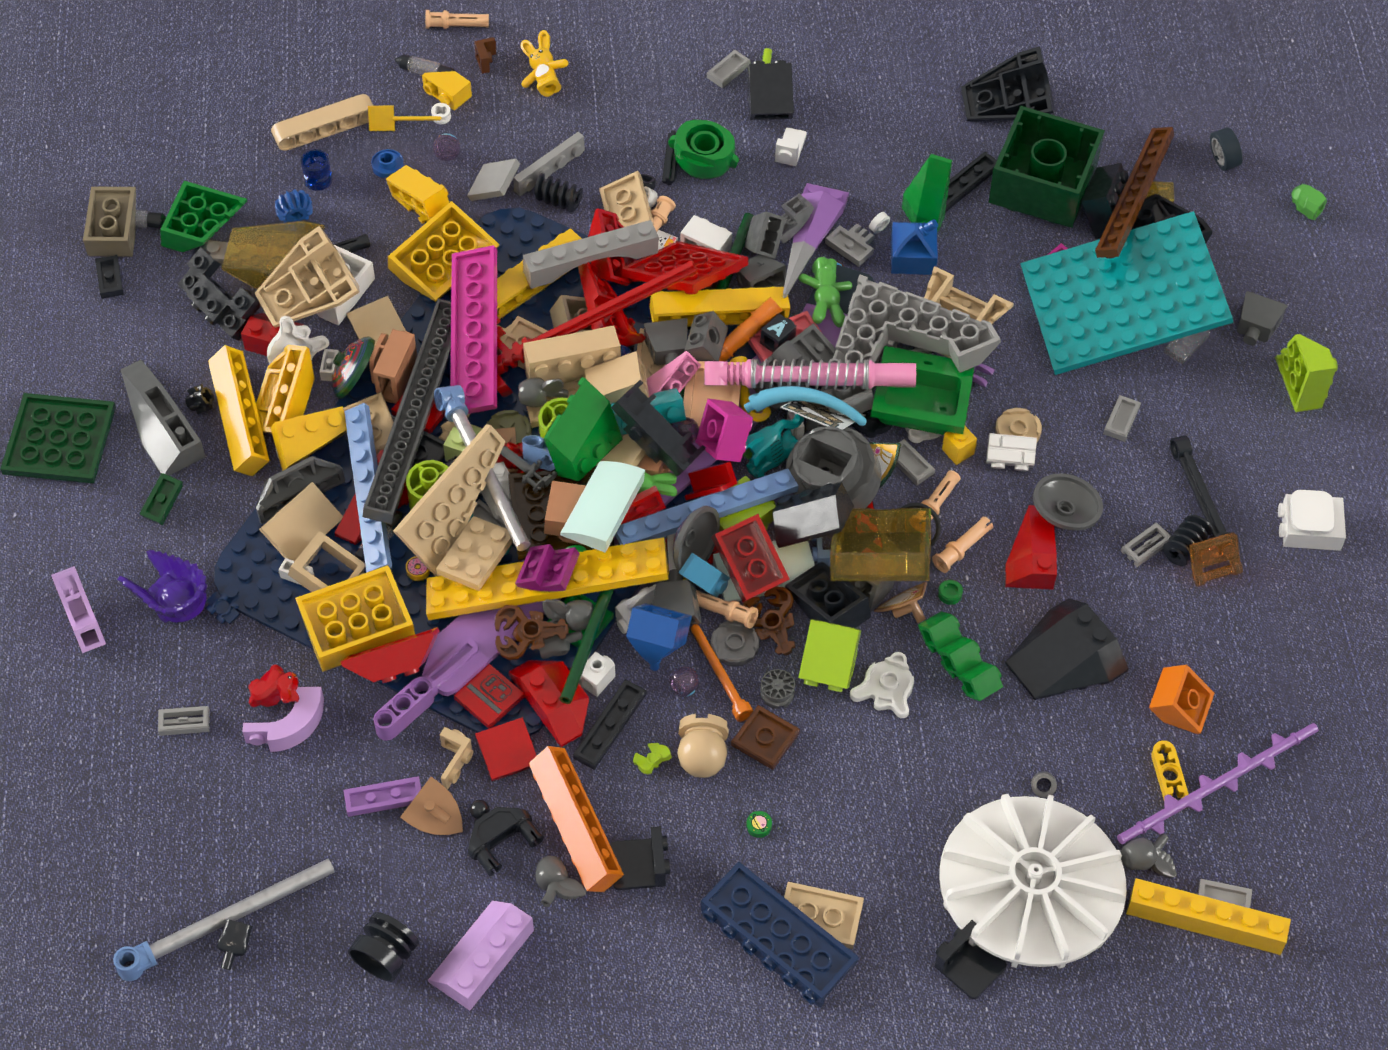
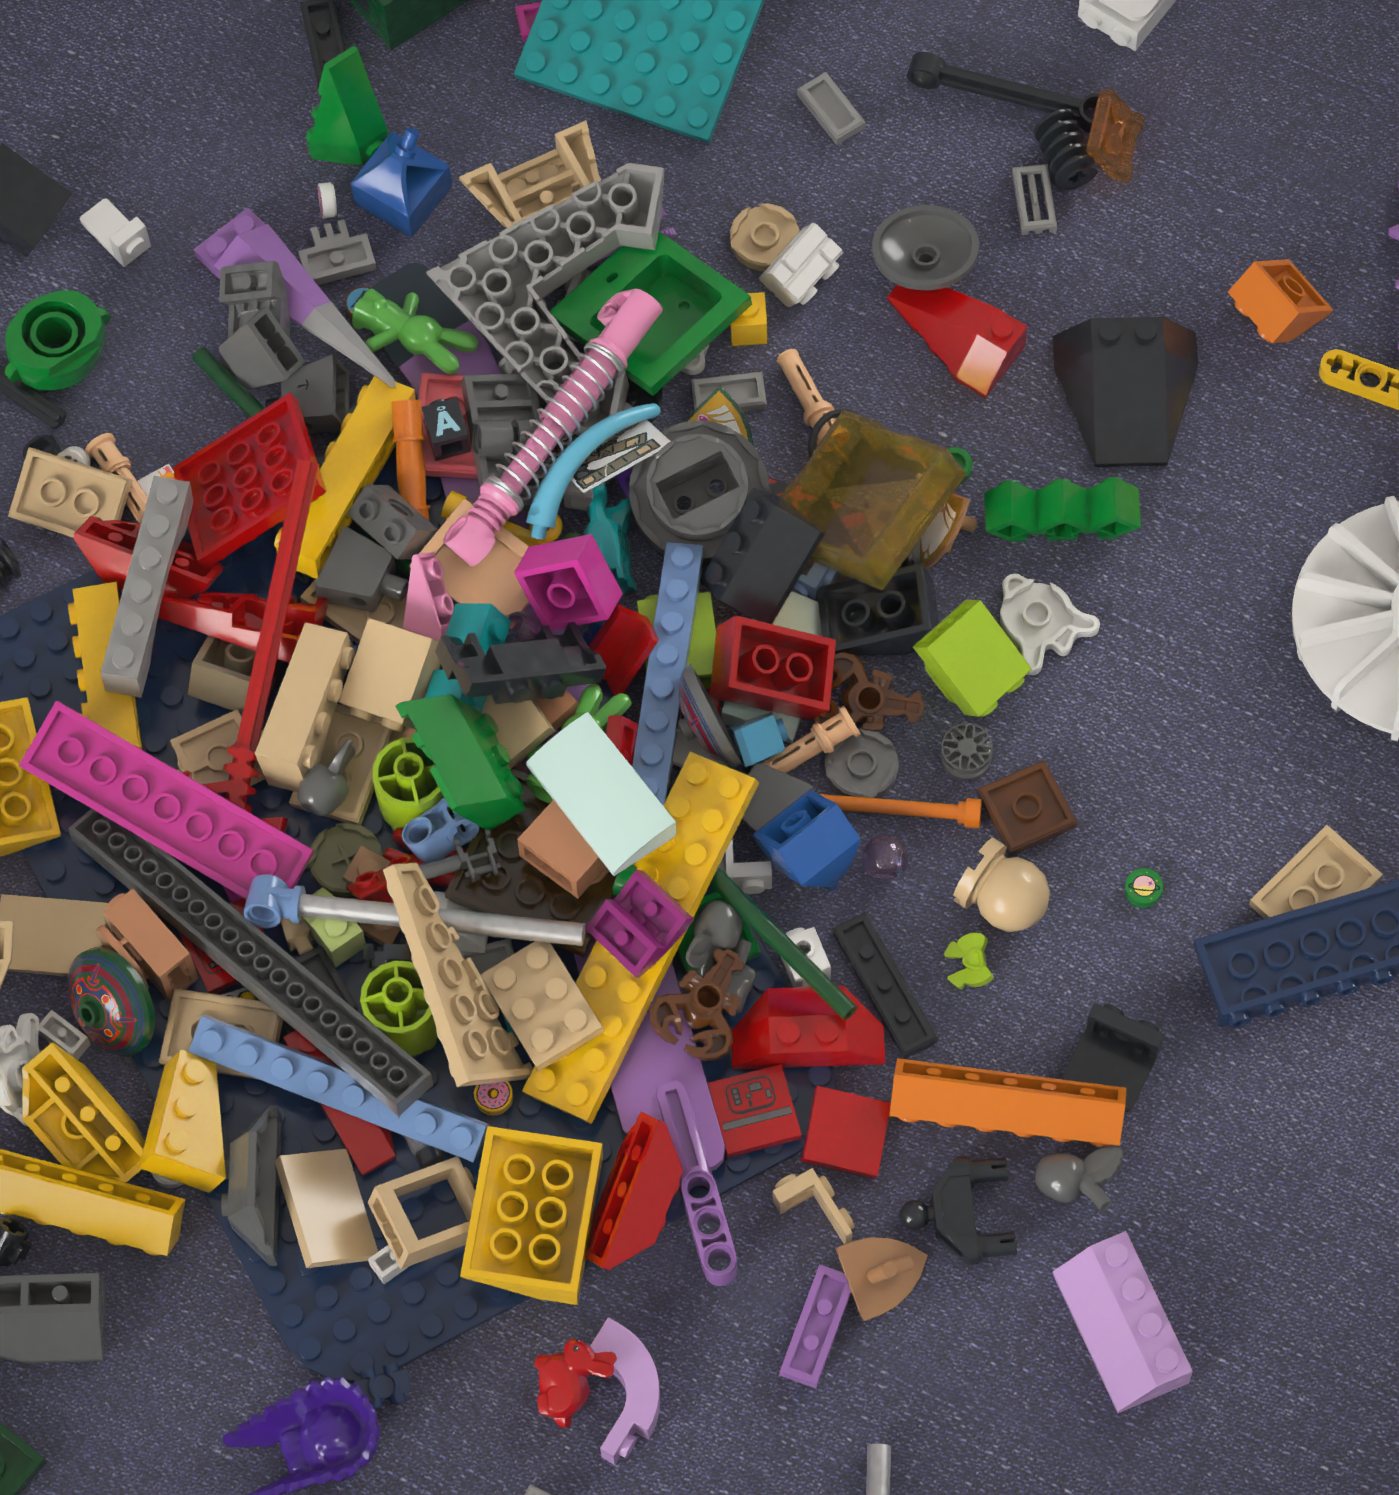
camera: 55 degrees left, 10 degrees up
(161, 499) = (146, 1378): dark green plate -> none
(383, 946) = (1048, 1431): black wheel -> none
(706, 234) = (196, 425): white brick -> none
(956, 549) = (899, 416): light nougat pin -> none
(1043, 774) = (1281, 523): flat silver piece -> none

